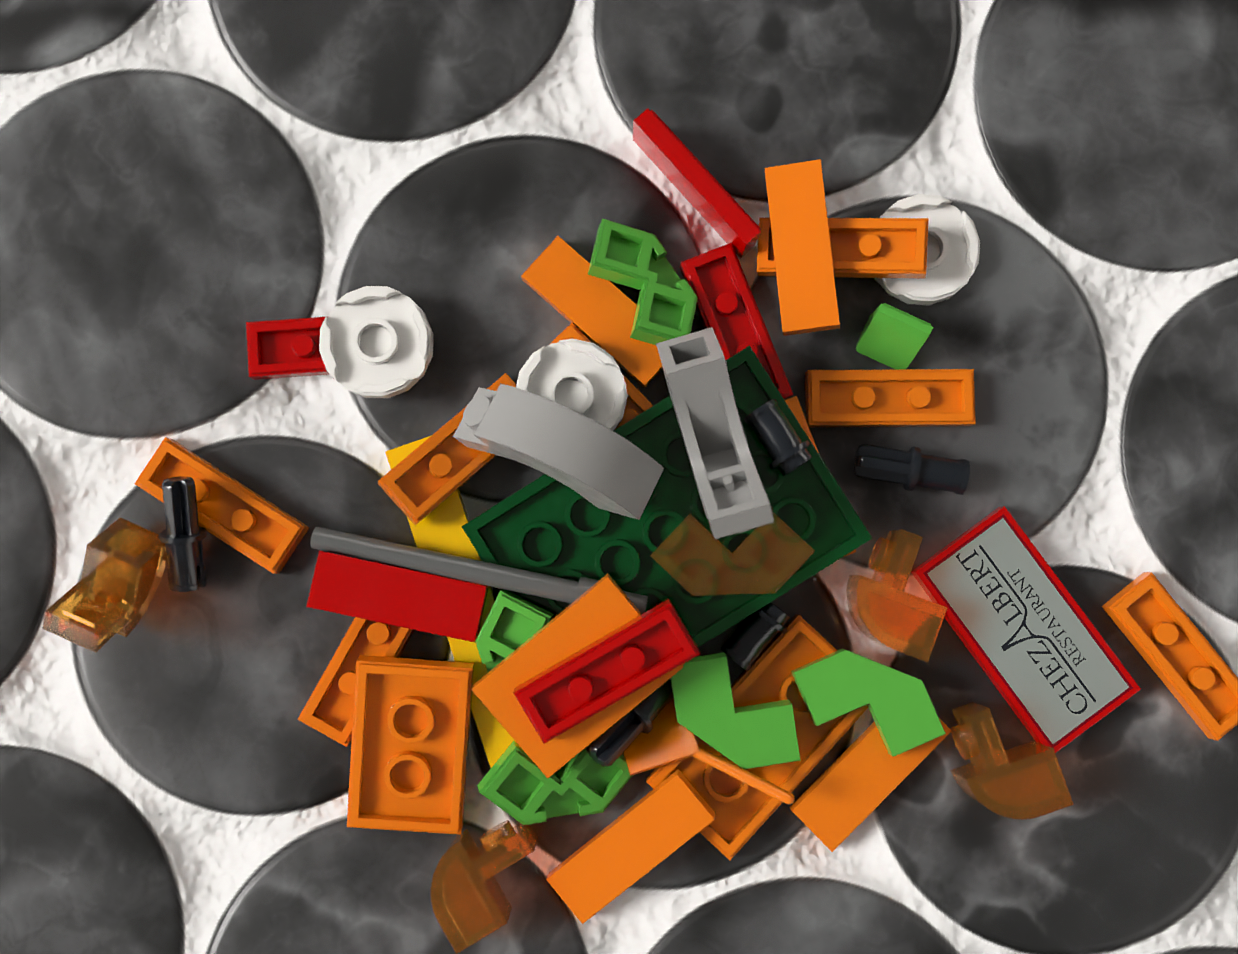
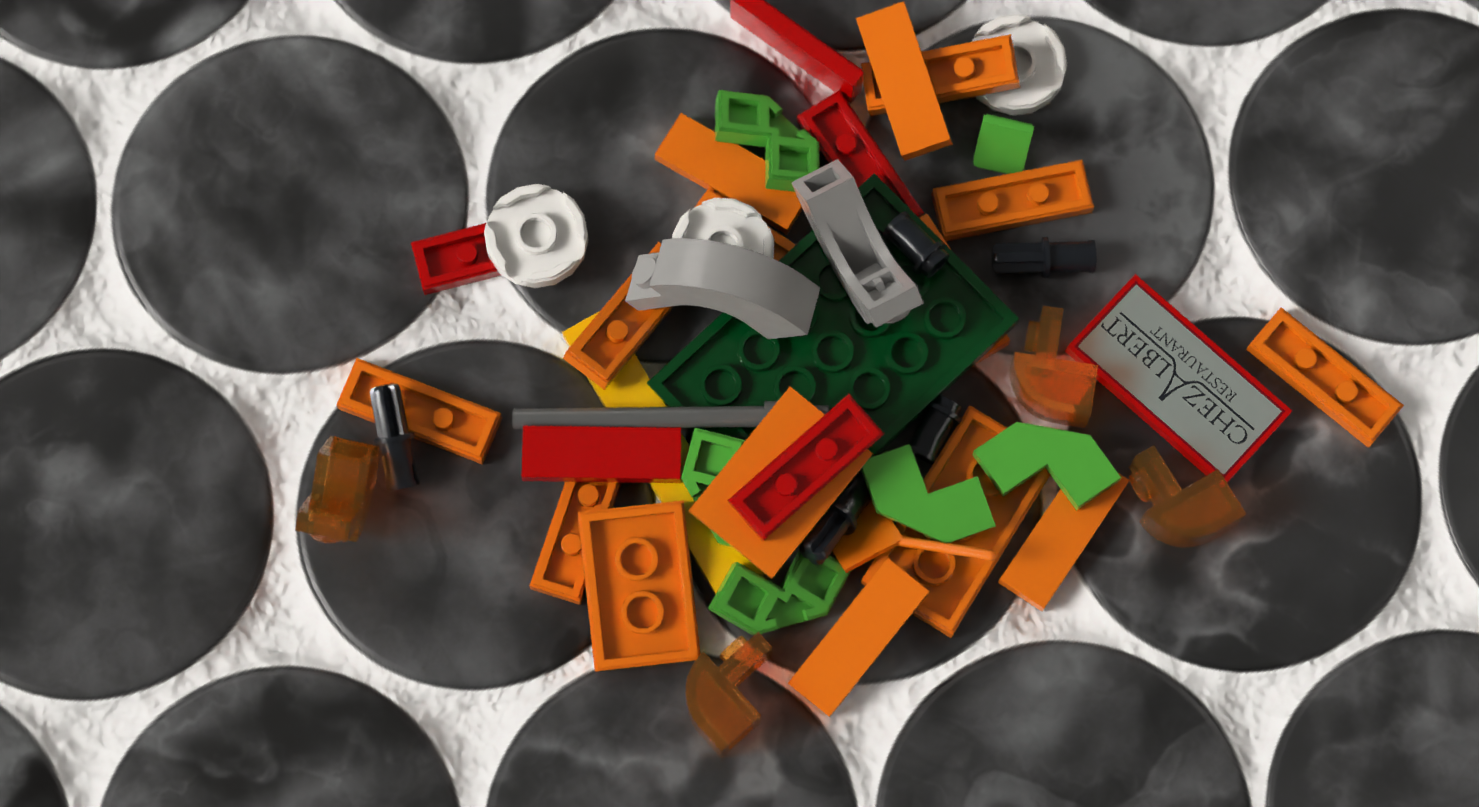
camera: 10 degrees left, 10 degrees down
(755, 567) = (880, 372): clear orange tile -> none

